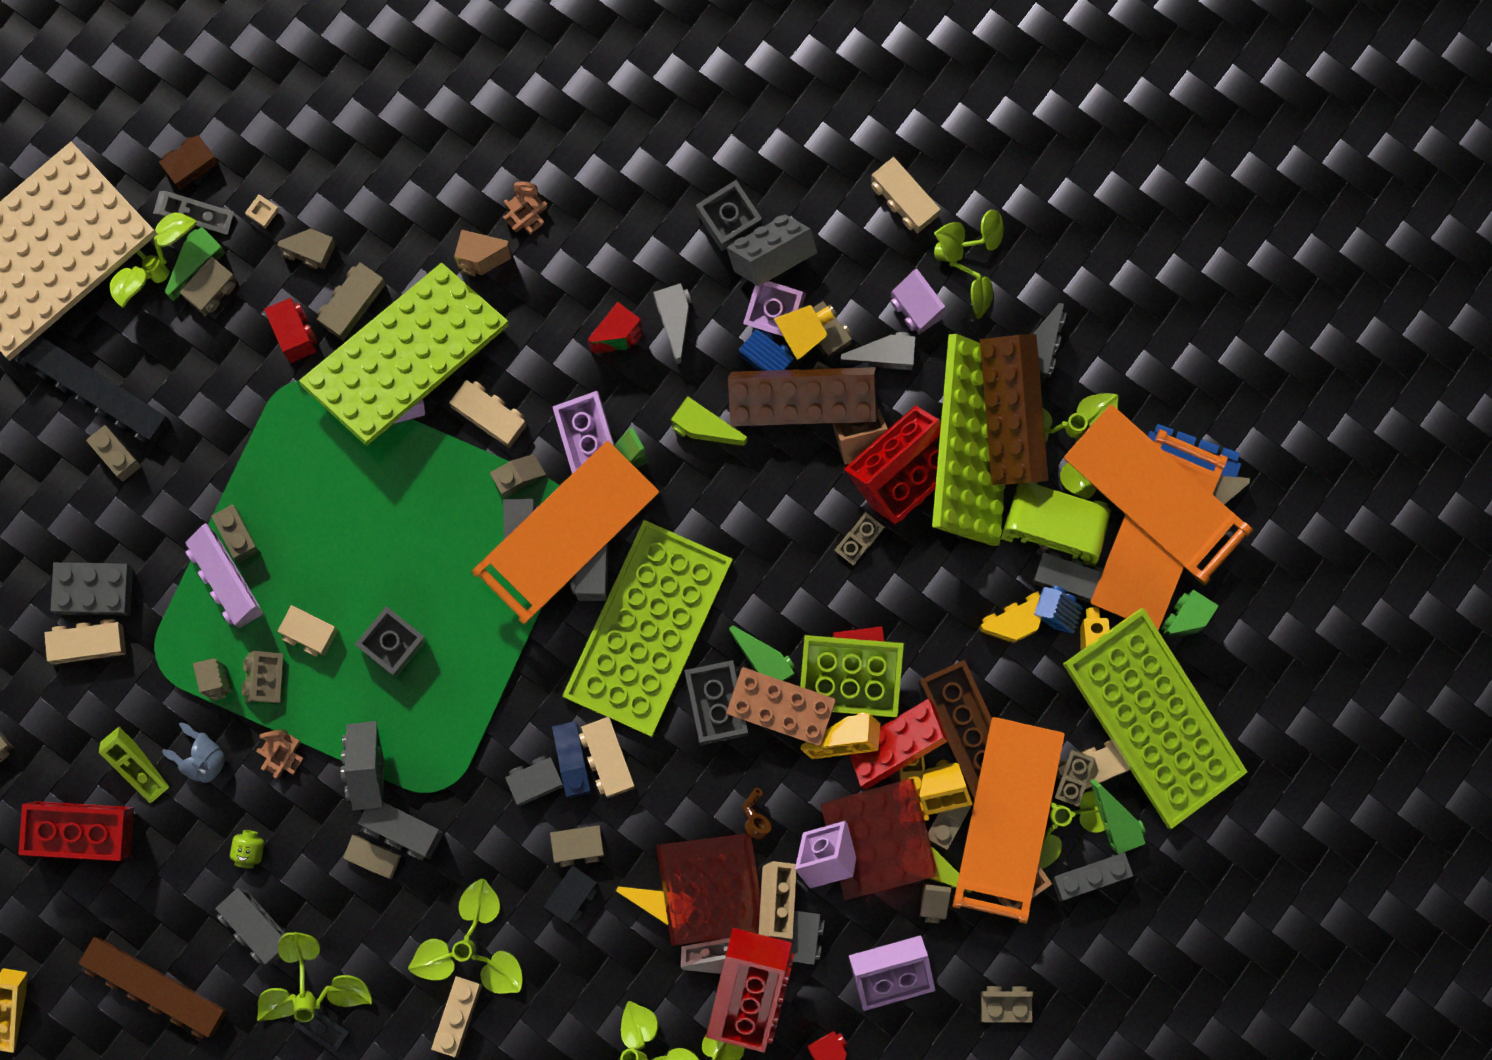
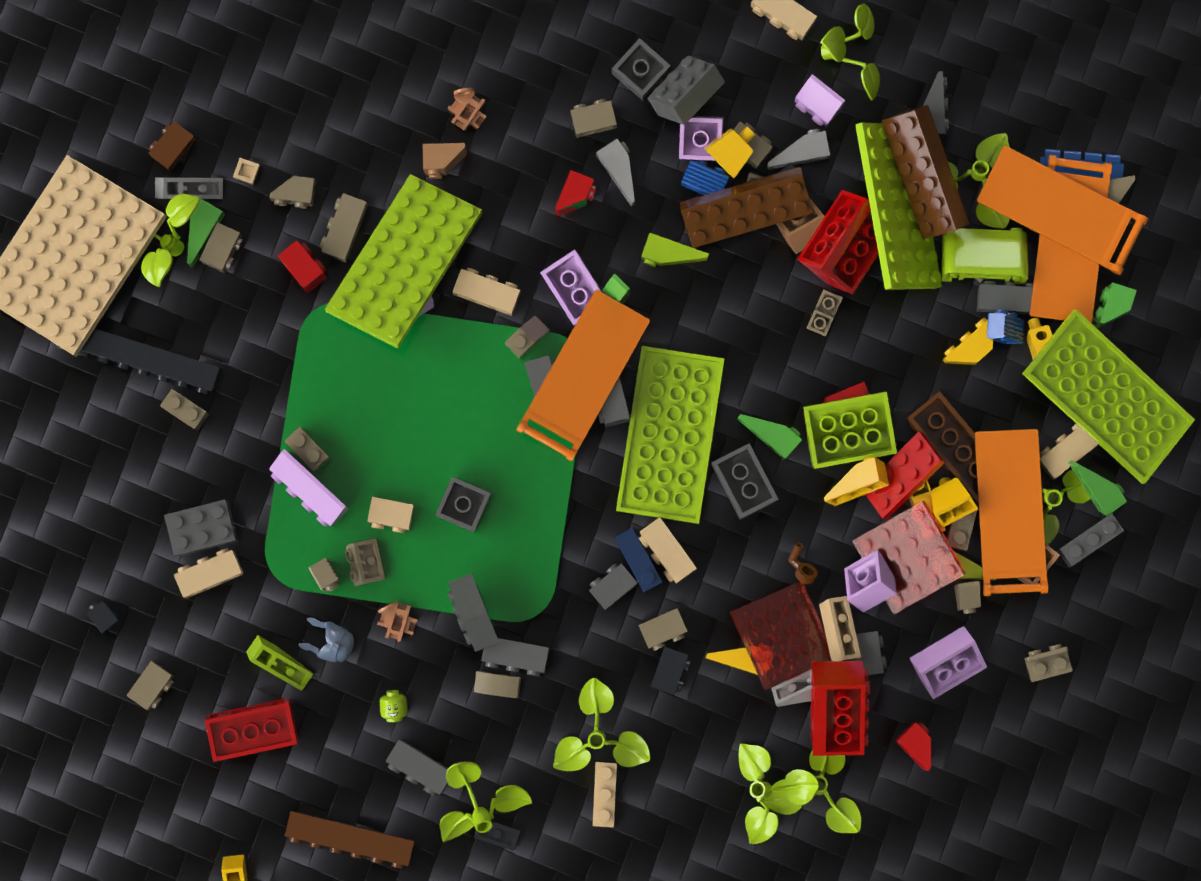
camera: 10 degrees left, 5 degrees up
(661, 255) = (593, 118): none -> dark tan brick
(780, 706) = (799, 470): nougat bracket -> none
(1074, 777) = (1055, 463): dark tan slope -> none

